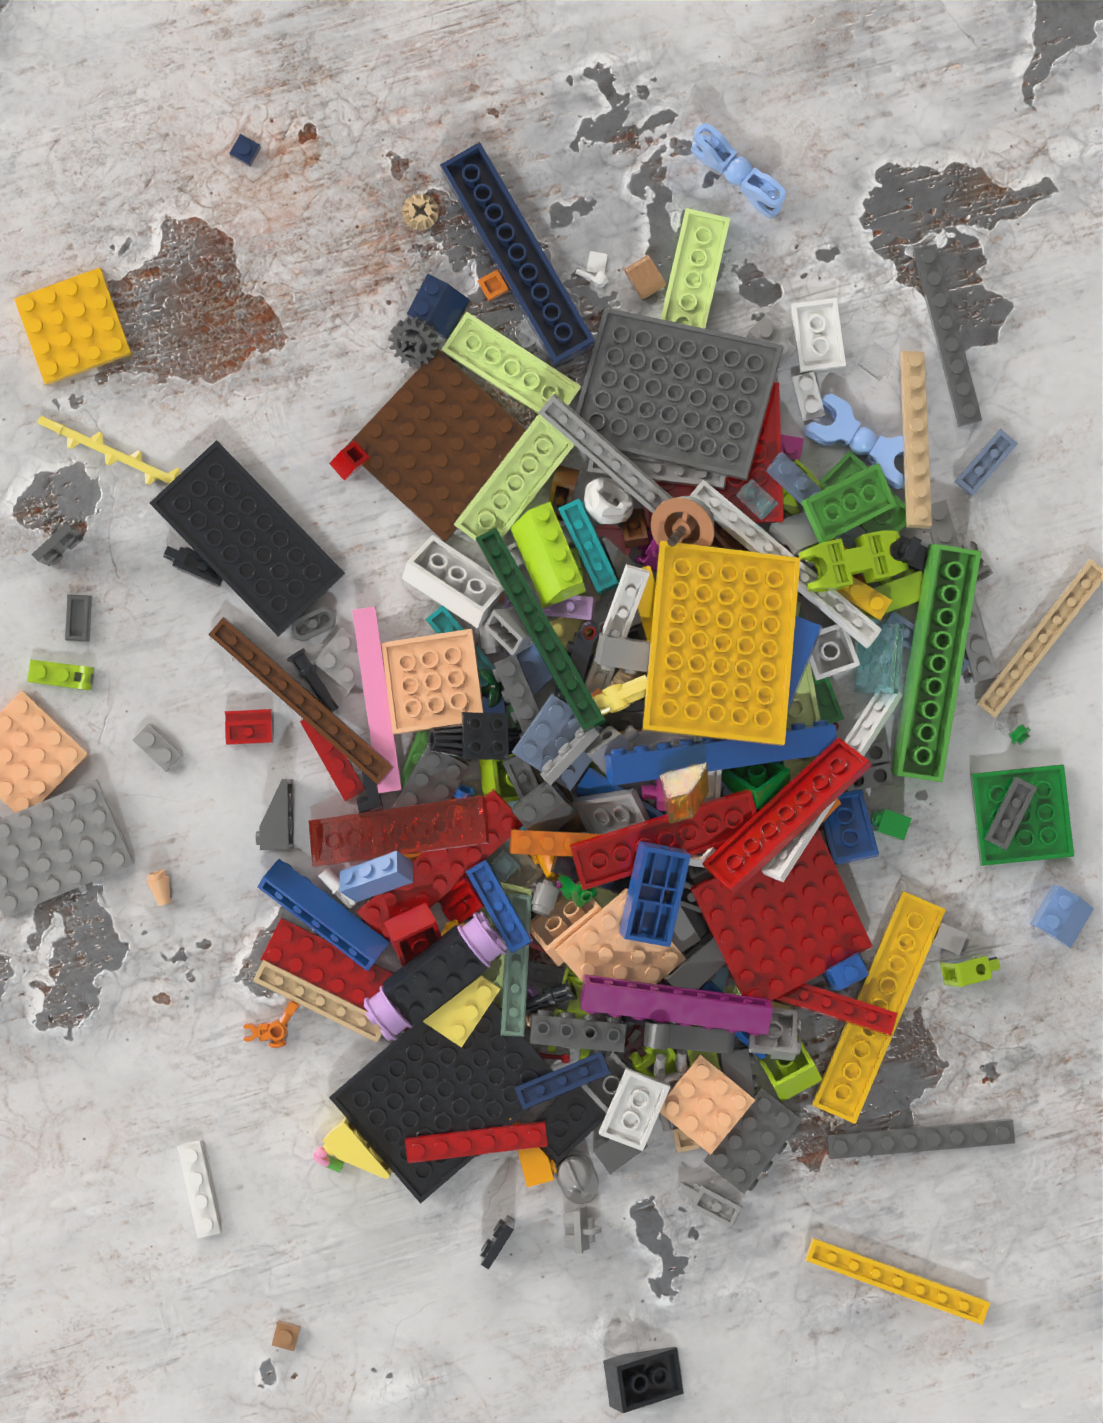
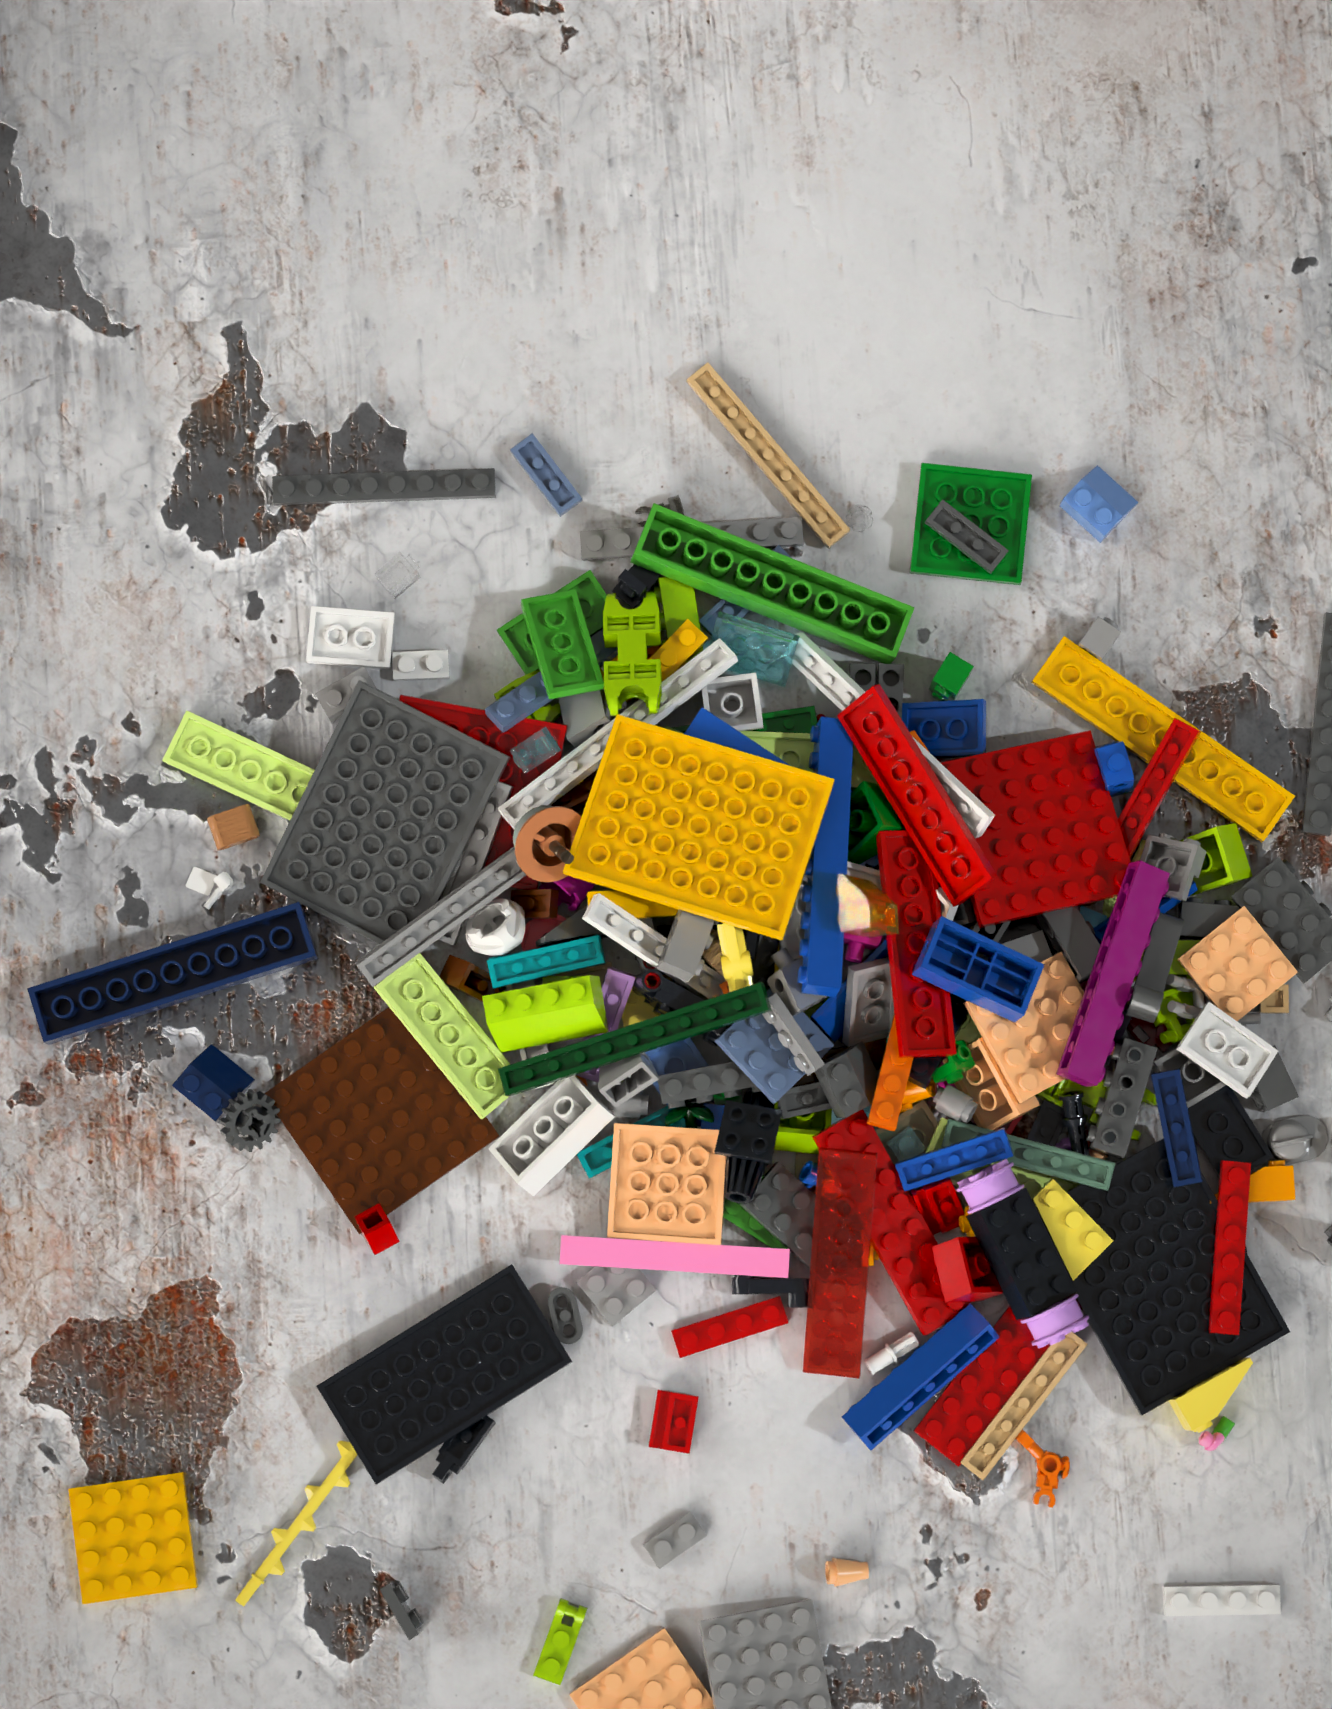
camera: 85 degrees left, 5 degrees down
(78, 618) = (494, 1605): dark grey tile -> none
(277, 826) = (803, 1410): dark grey slope -> none
(301, 701) = (656, 1349): reddish brown plate -> none
(308, 673) = (623, 1335): black pin -> none
(376, 876) = (888, 1301): medium blue brick -> none
(420, 222) = (104, 1080): tan gear -> none
(493, 285) = (202, 1011): orange plate -> none
(507, 365) = (303, 1013): yellowish green plate -> none
(564, 1058) = (1150, 1123): red hinge -> none
(738, 170) = (133, 688): light blue piece -> none
(792, 447) = (477, 696): dark pink plate -> none
(861, 440) = (488, 612): light blue piece -> none
(915, 440) = (502, 550): tan plate -> none
(968, 970) = (1140, 625): lime torso -> none
(1020, 735) = (876, 505): green plate -> none

